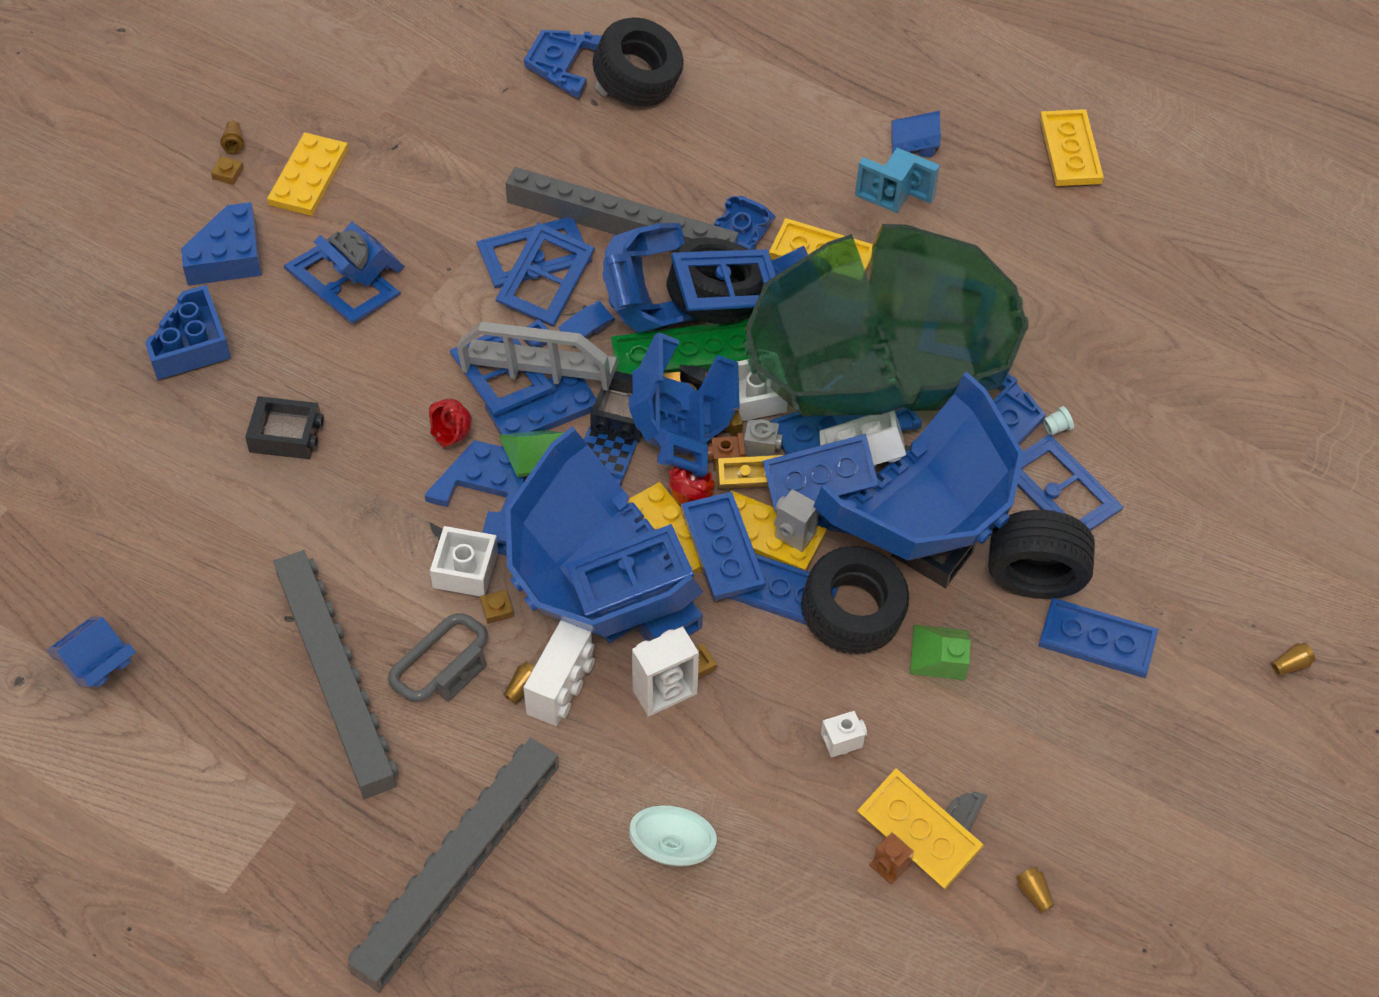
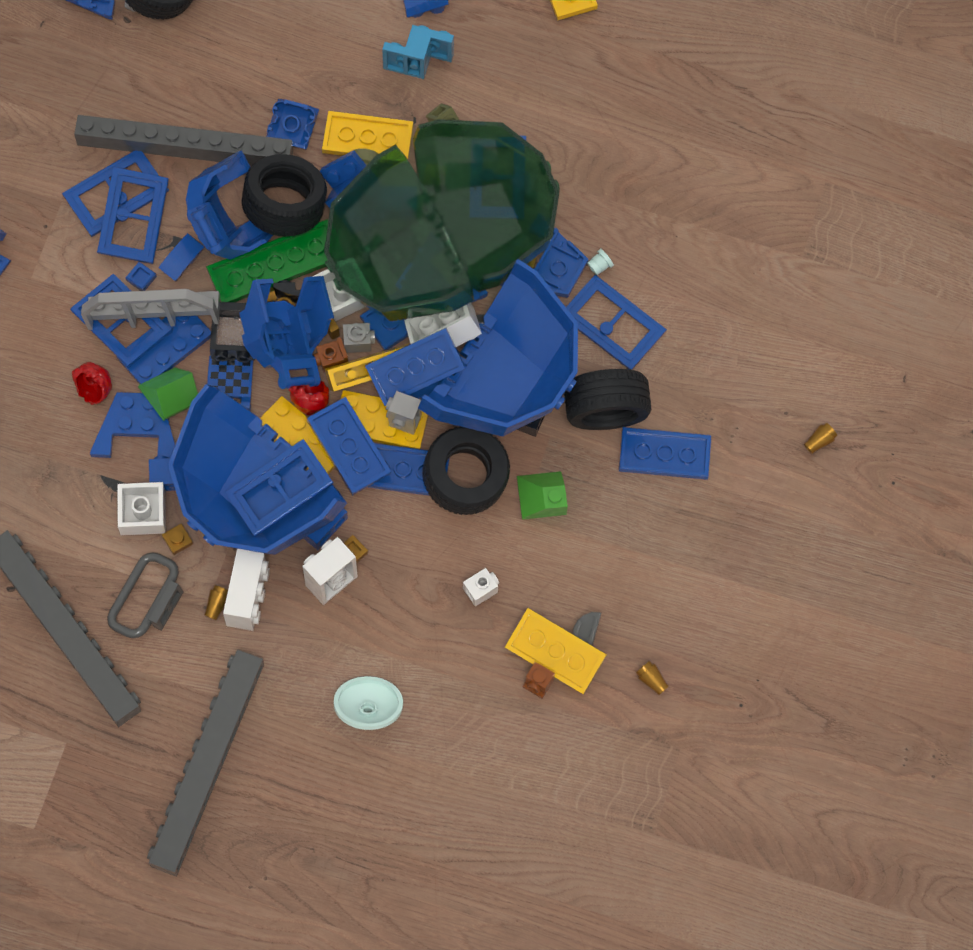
camera: 15 degrees left, 15 degrees up
(683, 260) = (286, 184): blue door -> none

